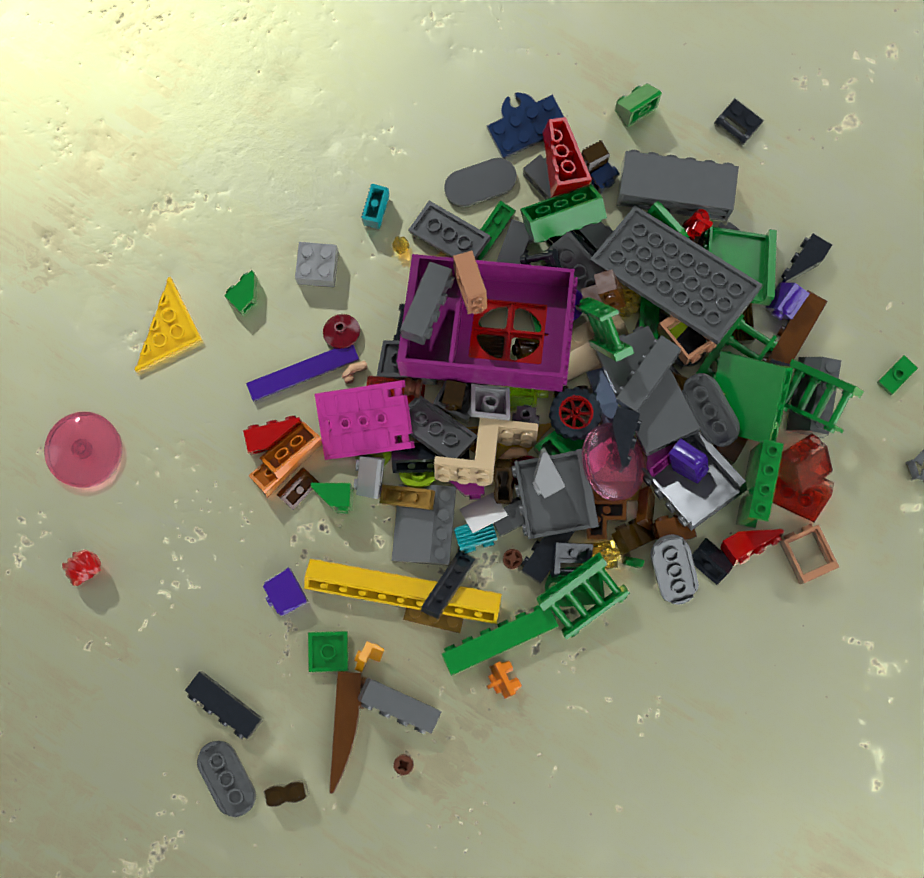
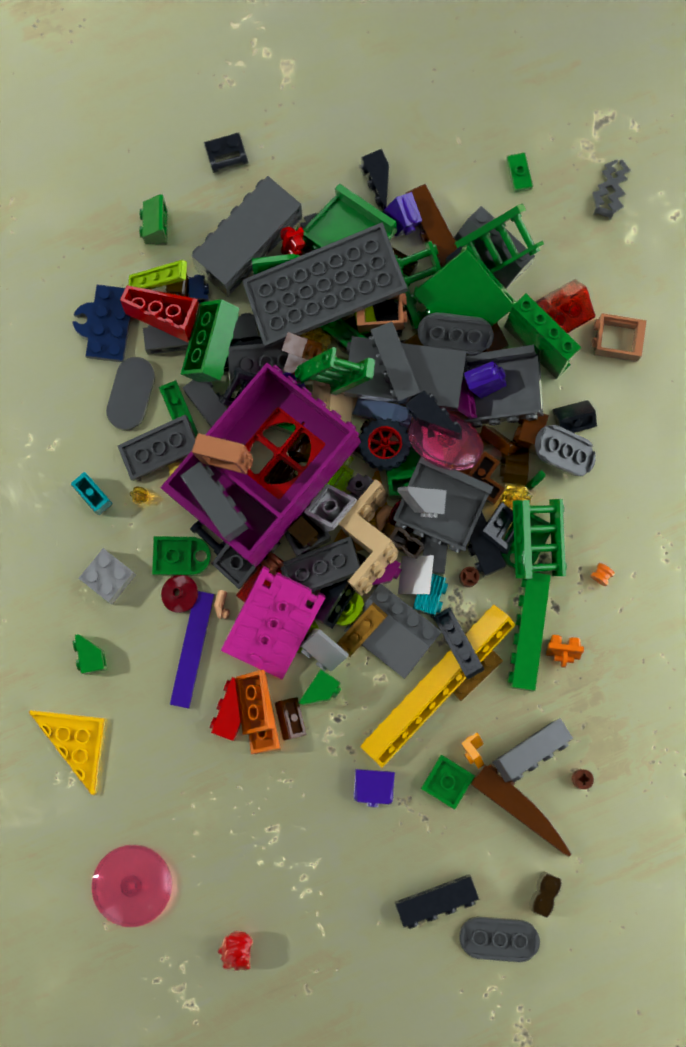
camera: 60 degrees left, 0 degrees up
(371, 310) = (178, 556): none -> green tile
(589, 671) = (602, 574): none -> orange wheel
(590, 136) = (159, 276): none -> lime tile
(747, 543) = (579, 380): red slope -> none
(805, 463) = (548, 288): clear red slope -> none

